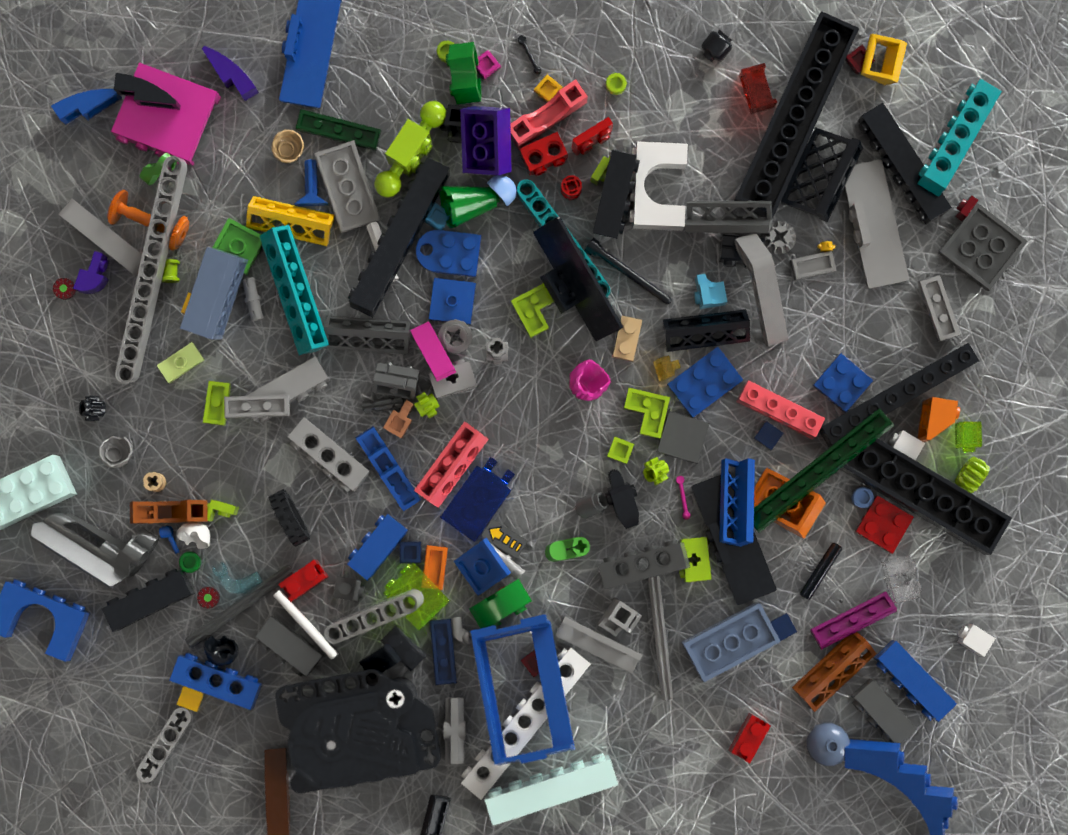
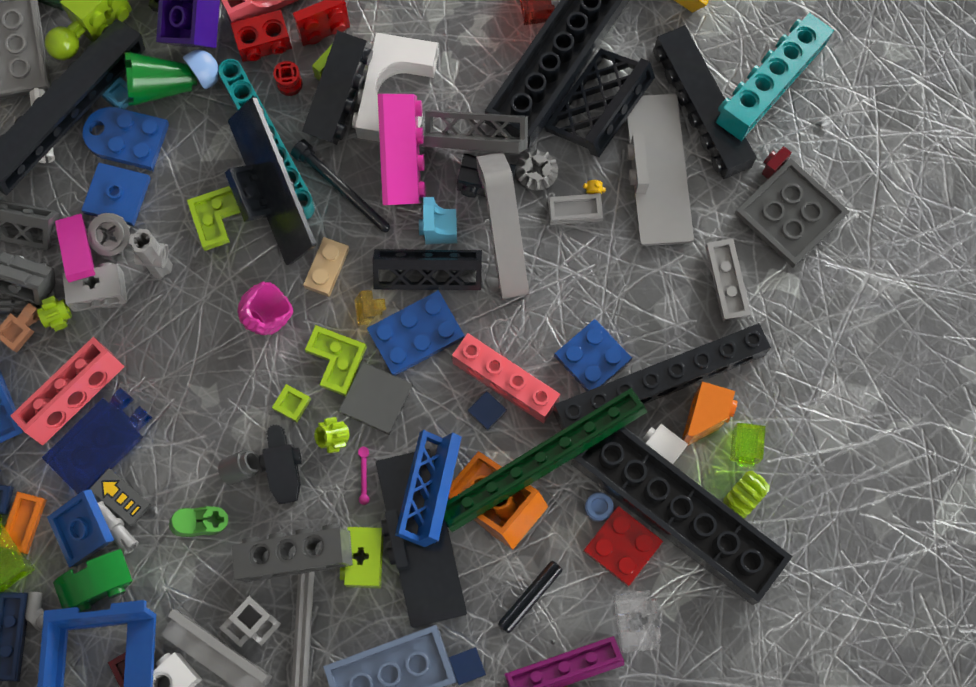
camera: 10 degrees right, 10 degrees down
(675, 240) = (400, 149): none -> dark pink slope

